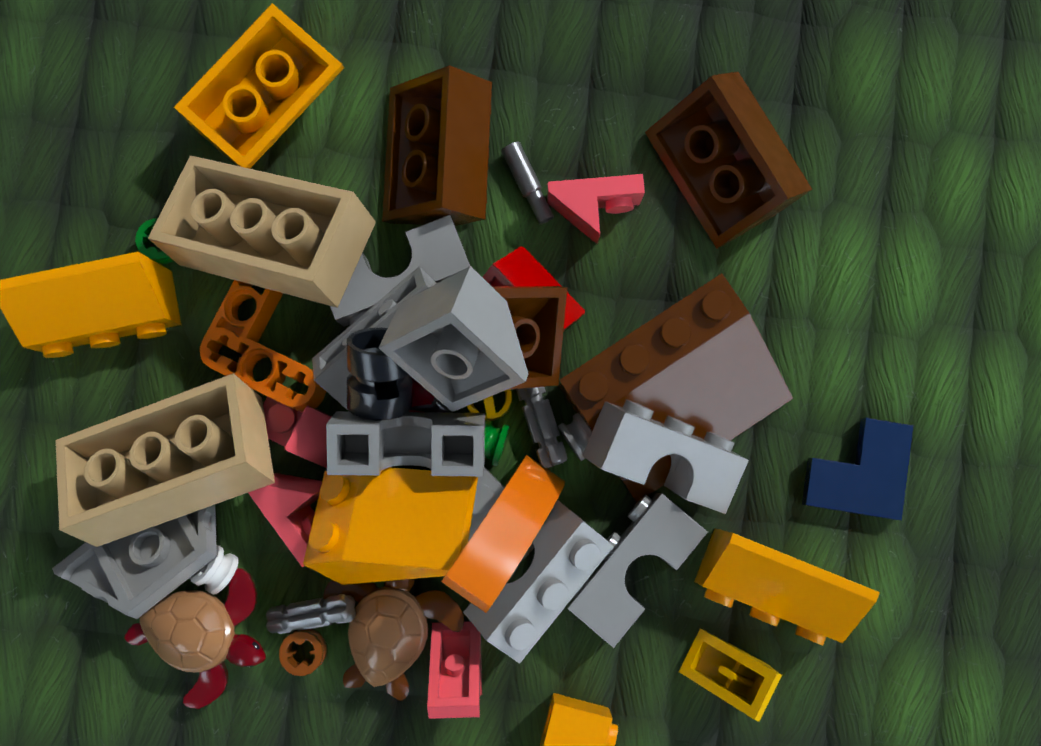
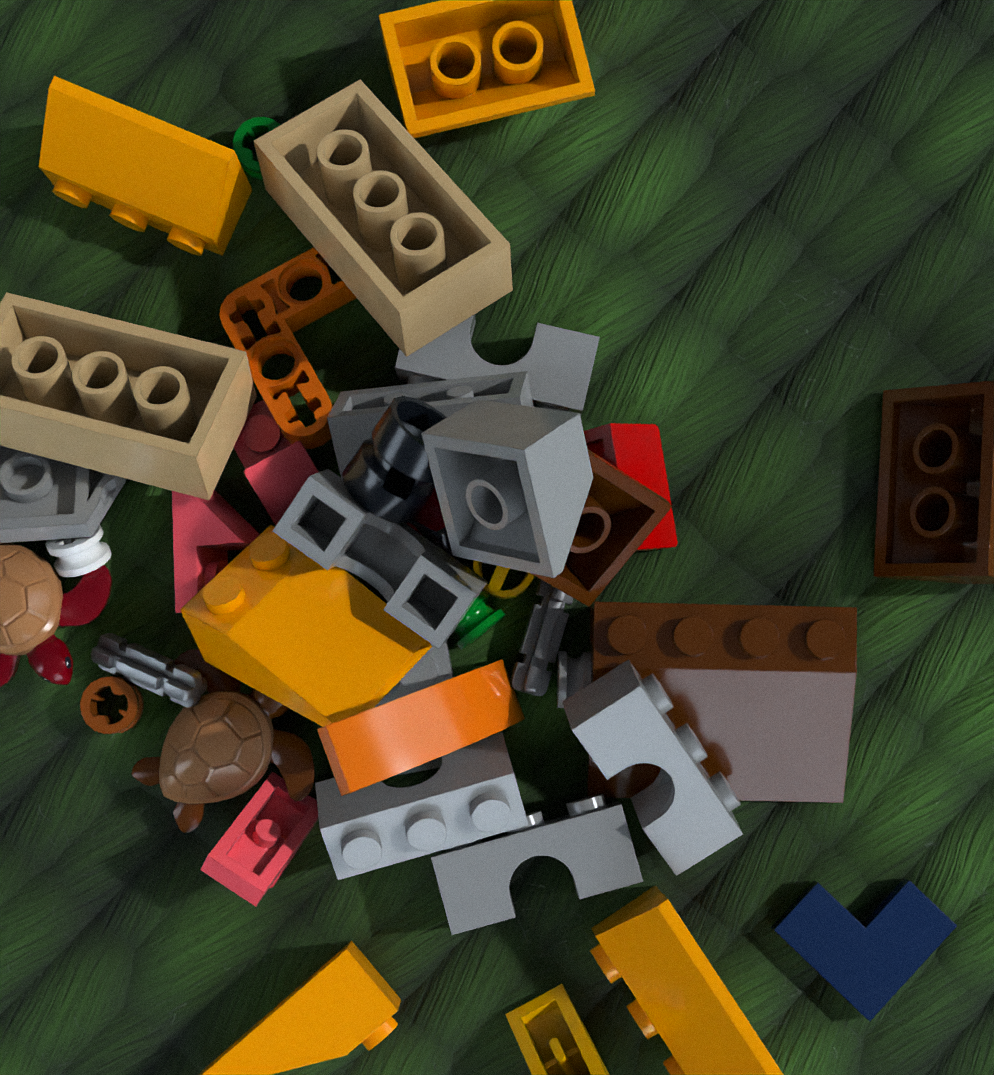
camera: 30 degrees right, 0 degrees up
(437, 148) = (637, 253): reddish brown slope -> none
(527, 181) = (713, 356): flat silver pin -> none
(581, 198) = (758, 417): coral slope -> none

